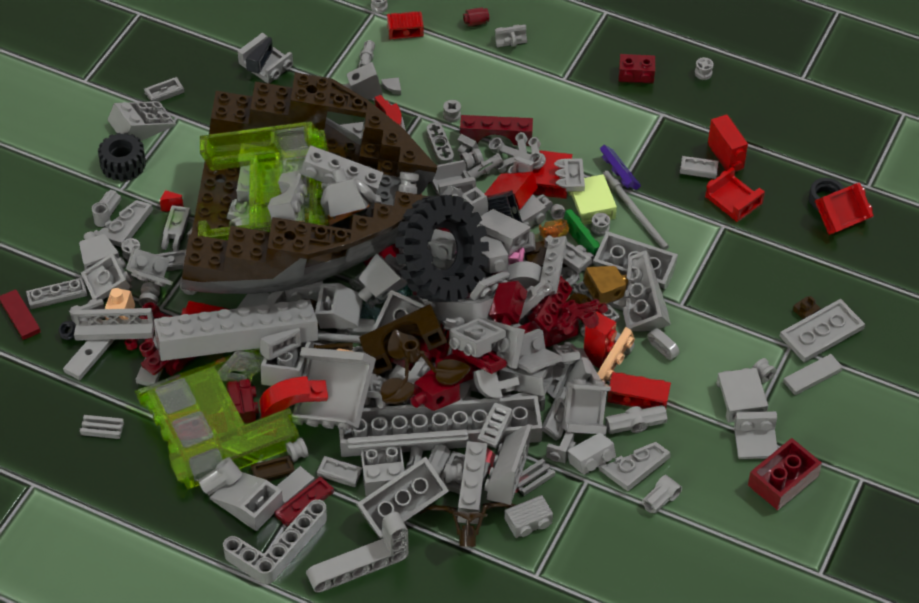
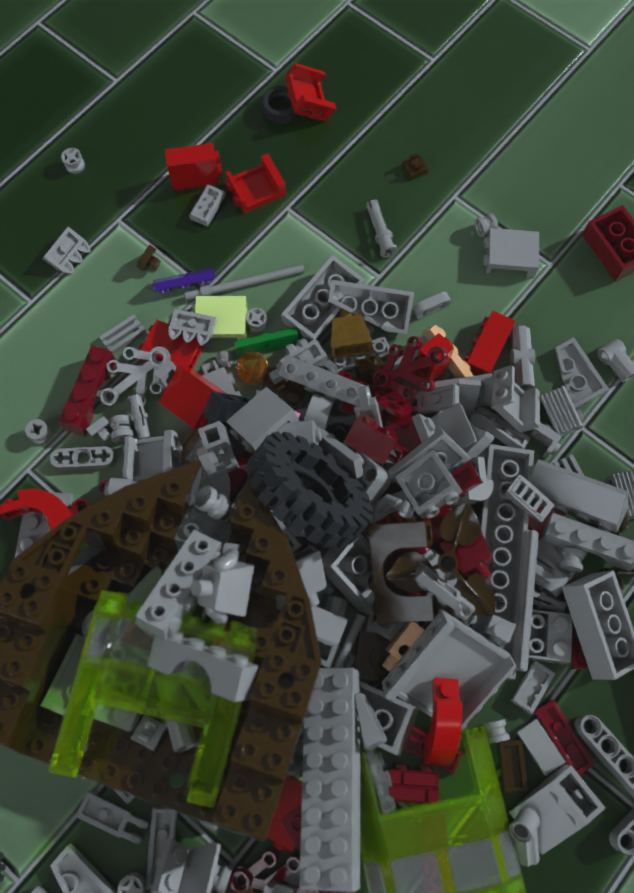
camera: 75 degrees left, 20 degrees up
(169, 199) = (67, 816): red slope -> none
(373, 417) = (498, 630): none -> light grey brick
(390, 362) = (444, 592): none -> light grey hinge
(557, 140) = (121, 331): none -> light grey tile
(616, 85) = (66, 249): none -> light grey plate
(629, 138) = (148, 259): none -> dark brown tile
(636, 68) = (48, 222): dark red brick -> none
(720, 296) = (383, 235): none -> light grey pin
(755, 434) = (565, 256): light grey bracket -> none
(812, 374) = (496, 186): light grey tile -> none
(822, 330) = (447, 161): light grey plate -> none

